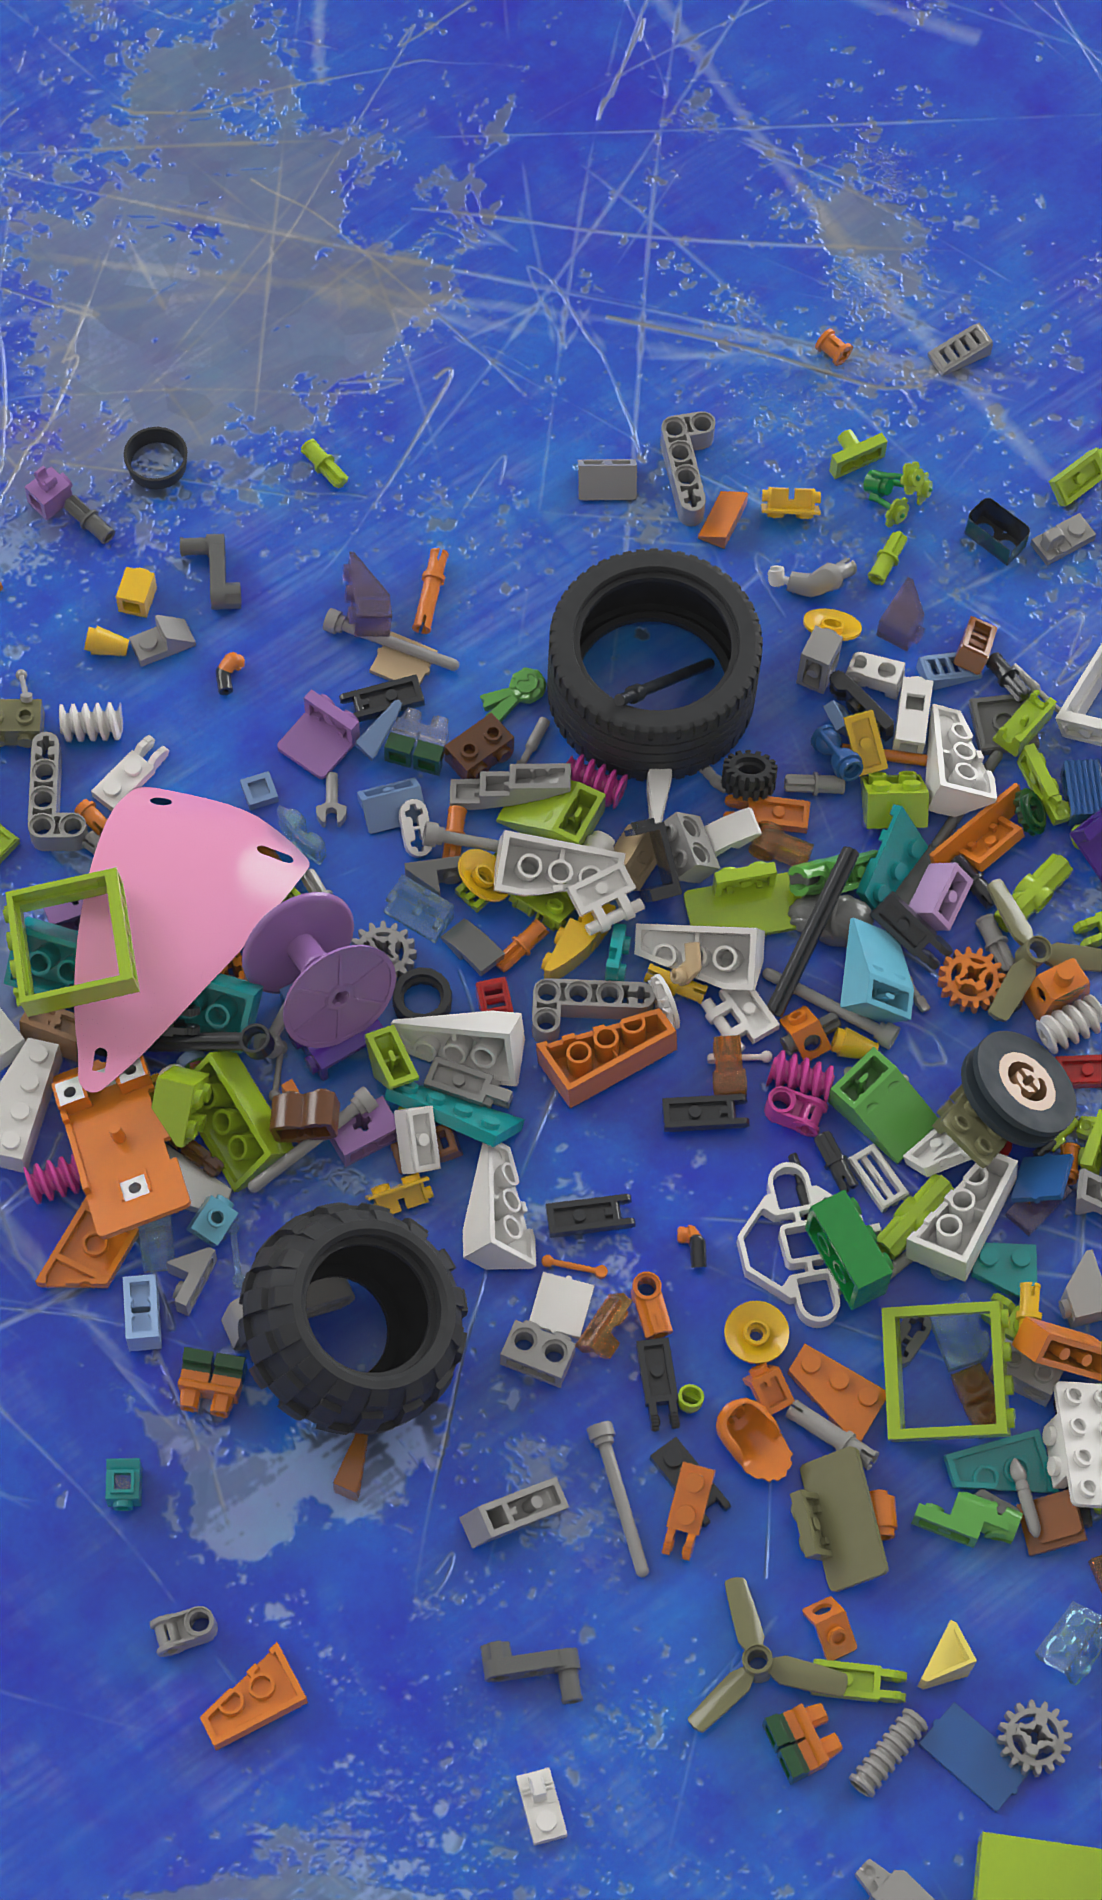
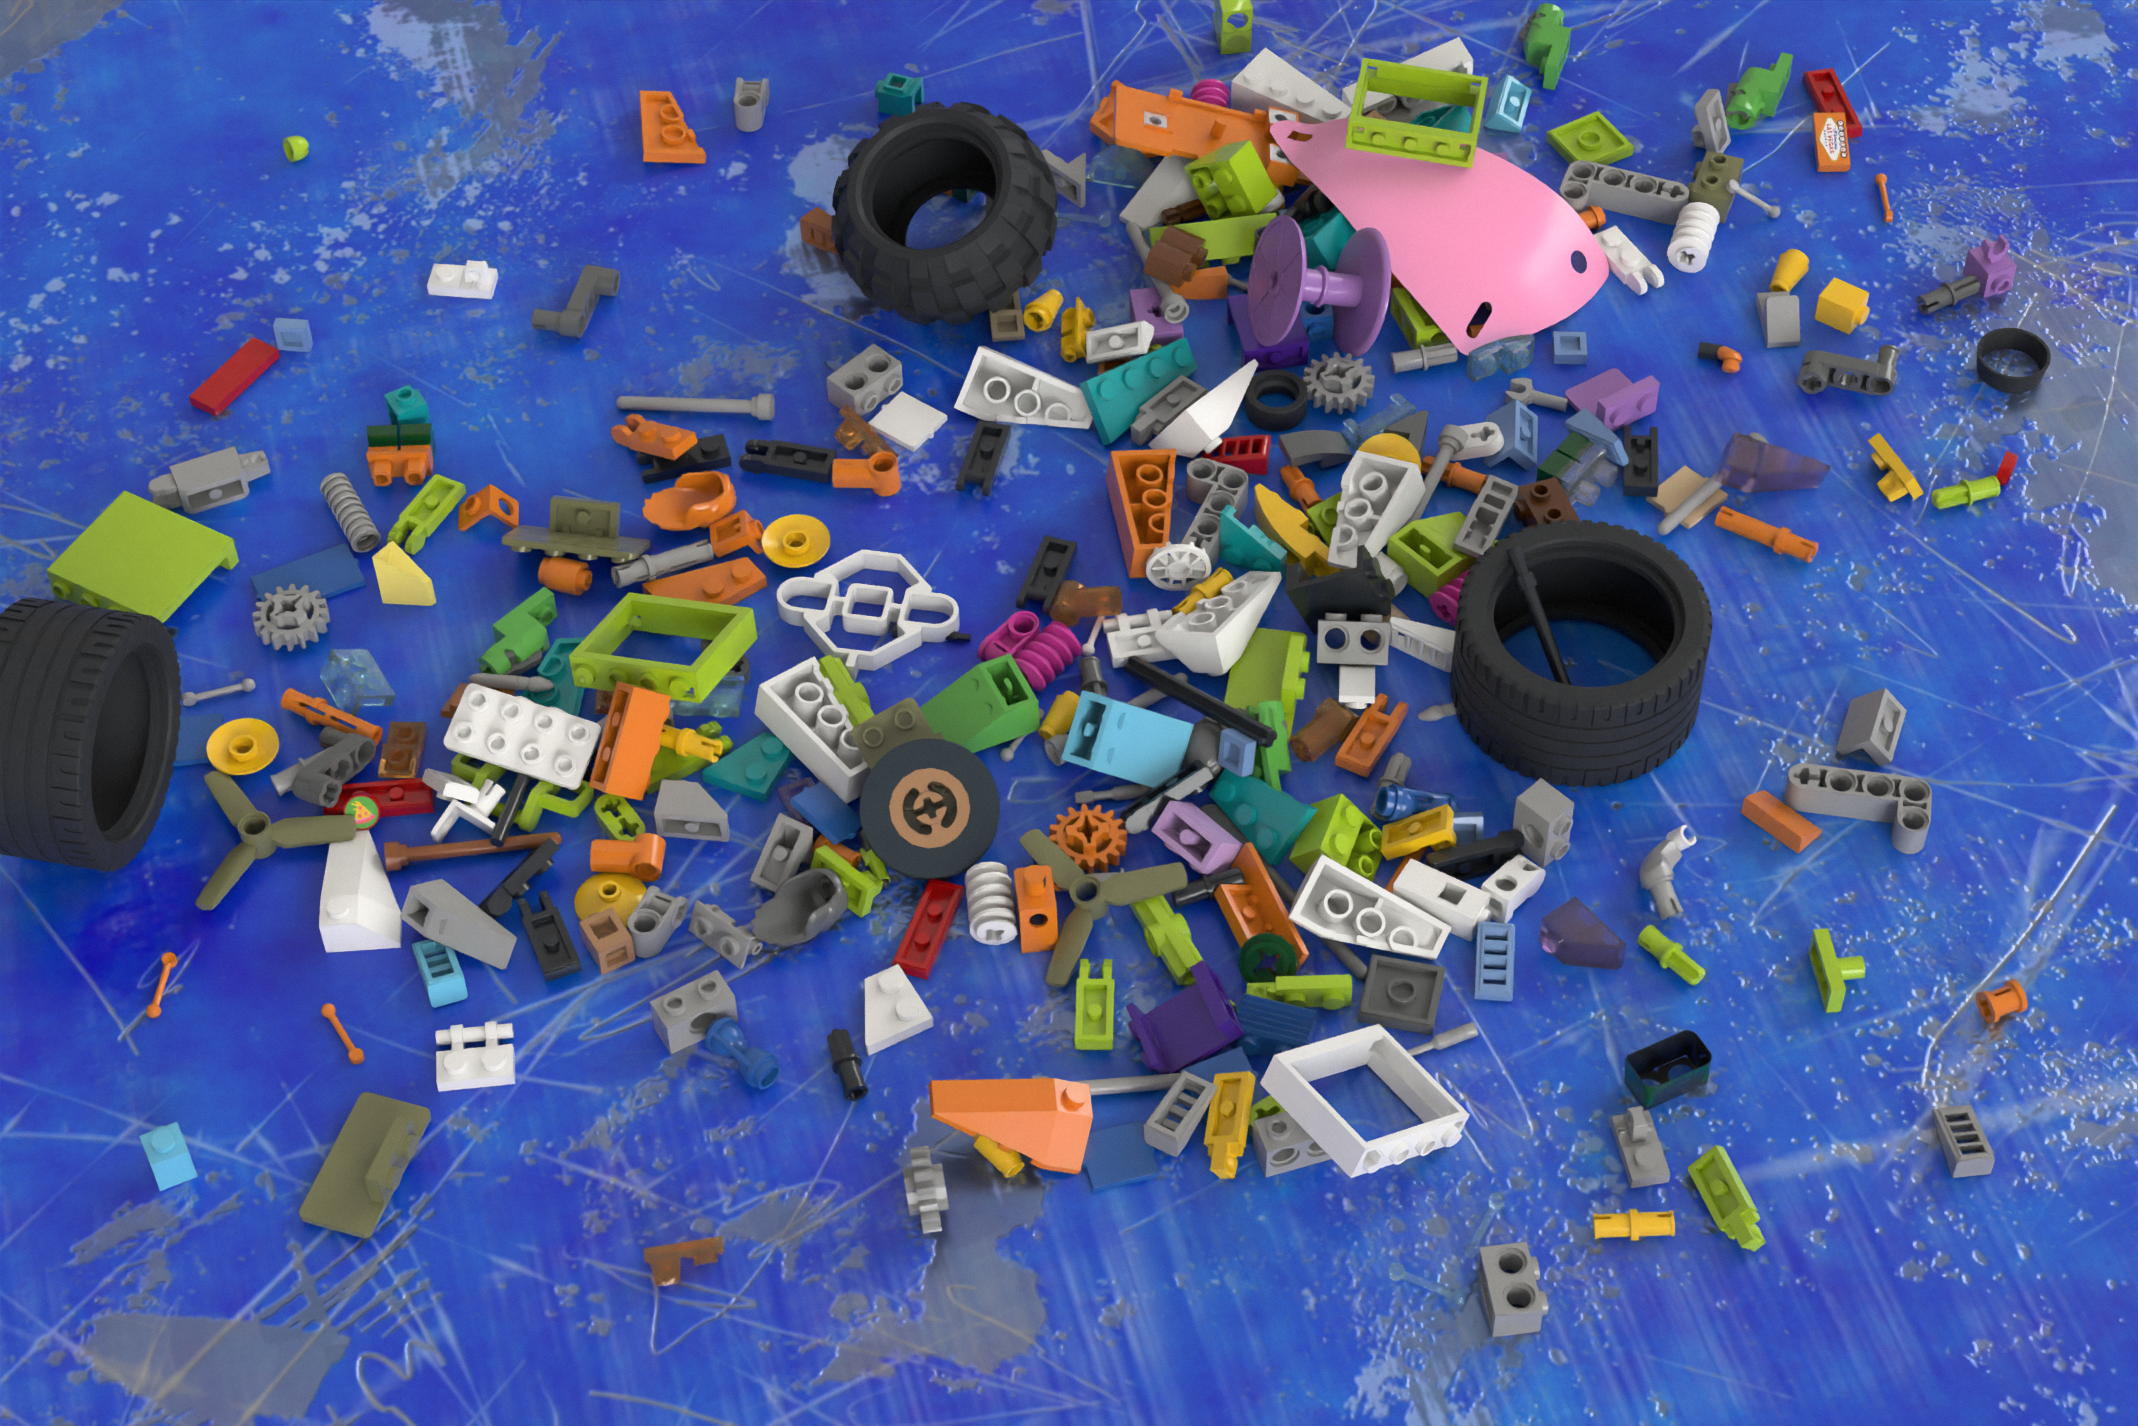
camera: 115 degrees right, 15 degrees down
(142, 1312) = (1051, 128): light blue brick -> none
(213, 1219) = (1113, 196): medium azure brick -> none
(289, 439) = (2006, 467): none -> red tile
(331, 509) = (1899, 479): none -> yellow hinge
(390, 1058) = (1213, 347): lime slope -> none
(513, 1512) = (724, 322): light grey slope -> none
(600, 1271) = (925, 458): orange hinge -> none
(602, 889) = (1321, 535): white plate -> none
(690, 967) = (1210, 594): tan arm -> none
(690, 1398) = (756, 471): lime hinge -> none
(697, 1245) = (912, 527): black arm -> none
(748, 1757) = (406, 407): none -> teal window
(749, 775) = (1431, 710): black tyre -> none
(779, 503) = (1774, 880): yellow hinge -> none
(784, 1669) = (489, 449): olive piece -> none
(802, 1024) = (1097, 670): orange bracket -> none
(835, 1161) = (940, 661): black axle -> none
(839, 621) = (1602, 860): yellow dish -> none
(849, 1249) = (826, 603): green brick -> none
(861, 880) = (1236, 752): none -> medium blue tile
(882, 484) = (1758, 972): plant -> none
(882, 1204) = (907, 688): white tile -> none
(975, 648) = (1526, 986): dark orange slope -> none
(1008, 677) = (1457, 1009): black axle -> none
(1025, 724) = (1383, 994): lime hinge -> none

